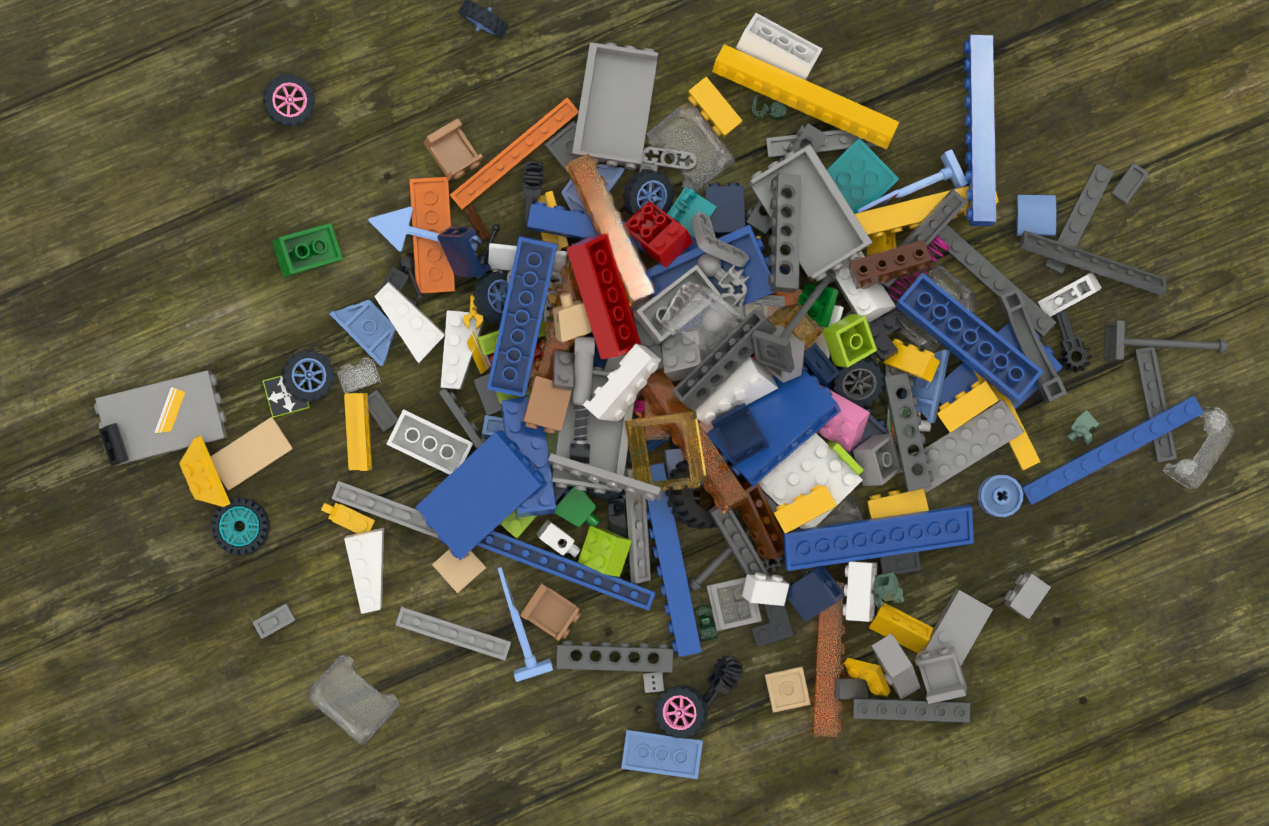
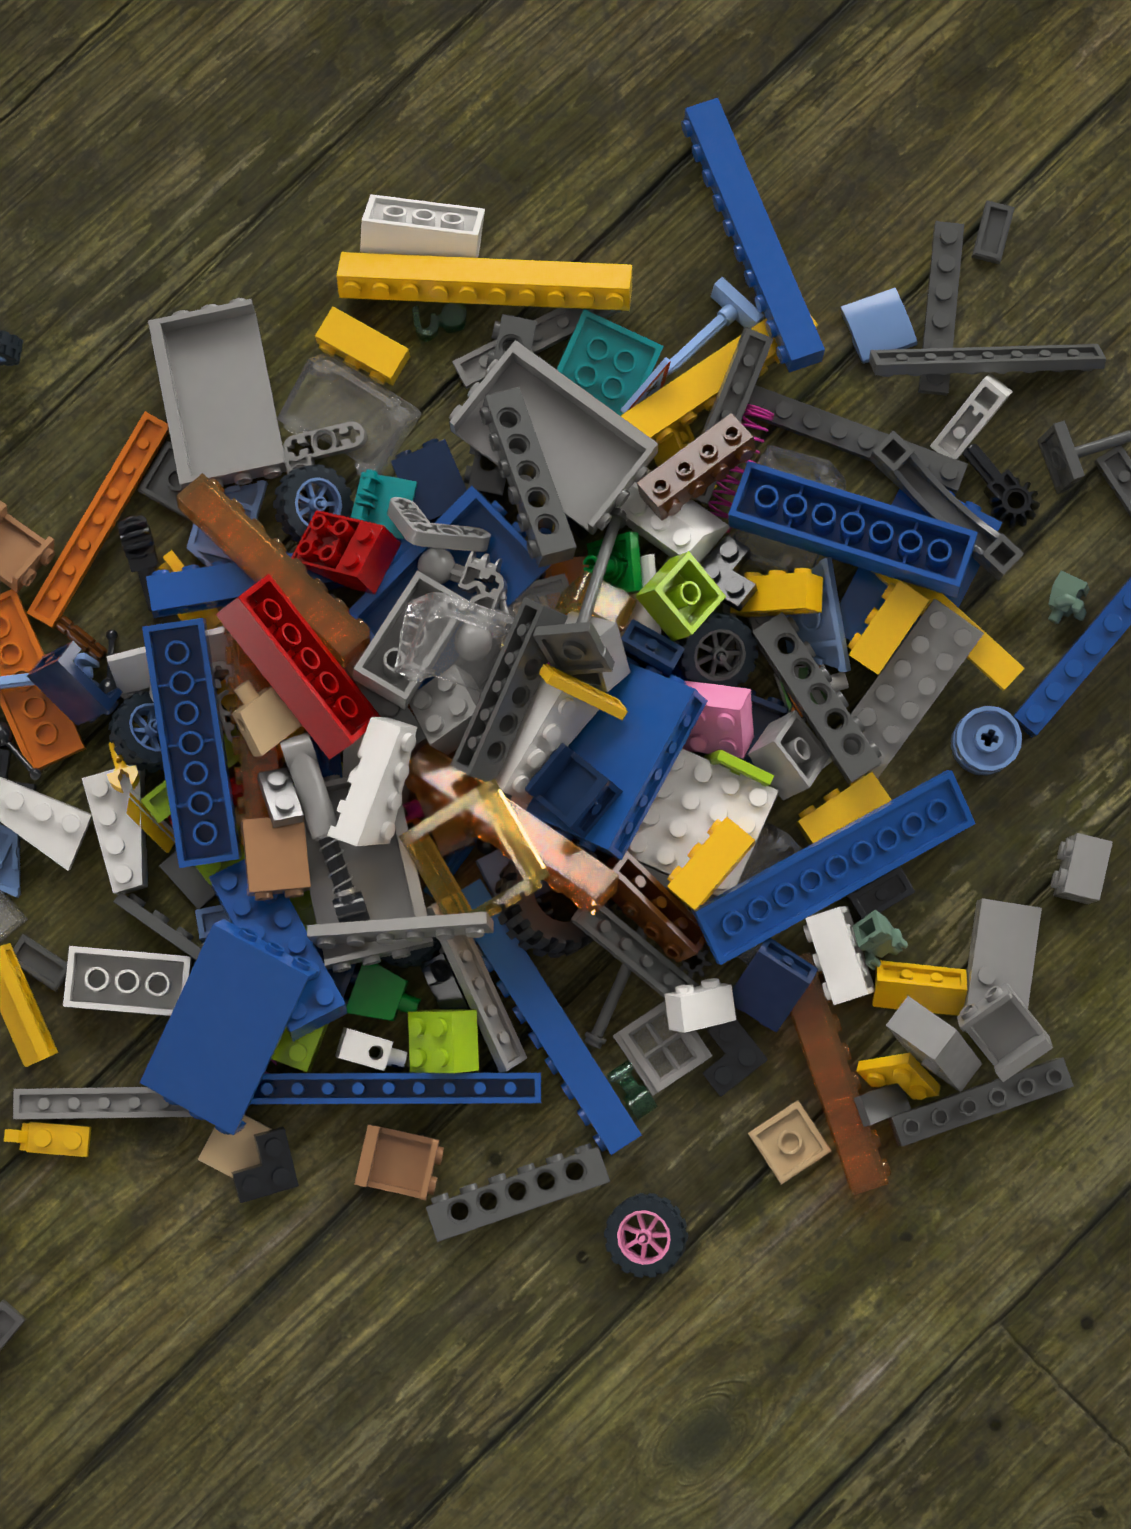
camera: 15 degrees left, 5 degrees down
(351, 700) = (151, 1408): clear windscreen -> none
(366, 562) = (99, 1194): white wedge -> none
(453, 633) = (266, 1249): light grey plate -> none
(474, 590) = (275, 1171): none -> black plate
(532, 666) = (402, 1254): light blue piece -> none
(653, 682) = (589, 1207): light grey tile -> none
(662, 754) = (642, 1310): medium blue plate -> none
(723, 677) = (688, 1161): black gear -> none
(768, 377) = (583, 691): none -> yellow tile

